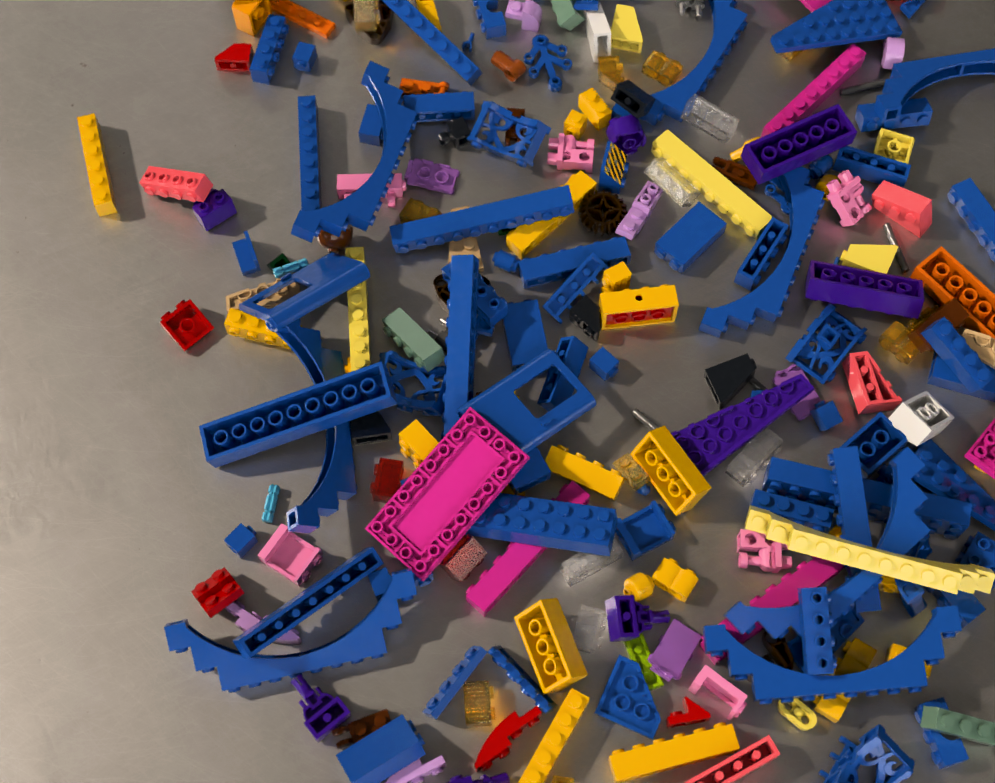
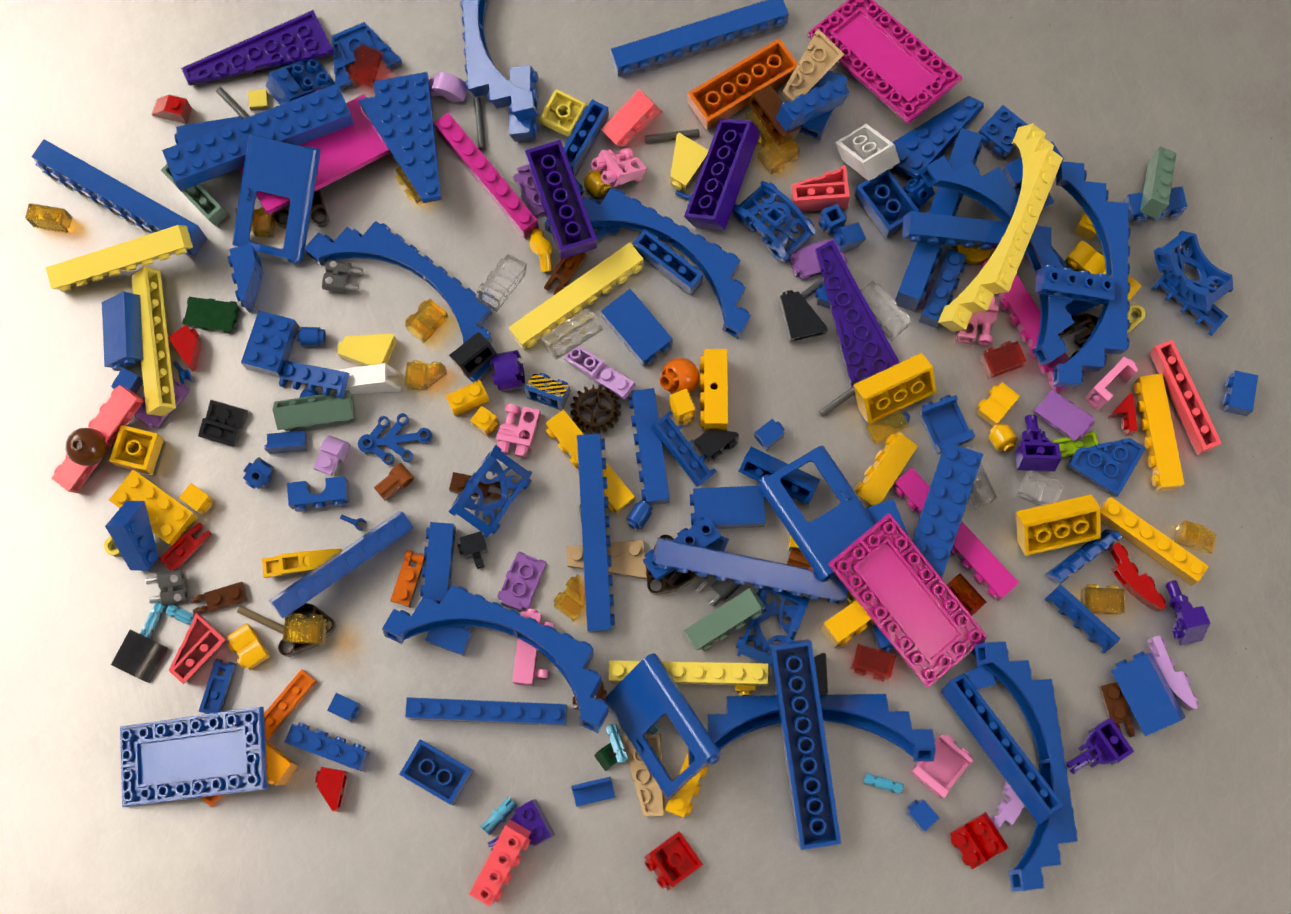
camera: 80 degrees left, 10 degrees up
(220, 183) = (498, 816): none -> medium azure pin
(252, 129) = (436, 772): none -> blue brick
(646, 272) = (679, 375): none -> orange brick
(724, 580) = (1002, 359): none -> clear red brick
(842, 396) = (833, 214): none -> blue brick

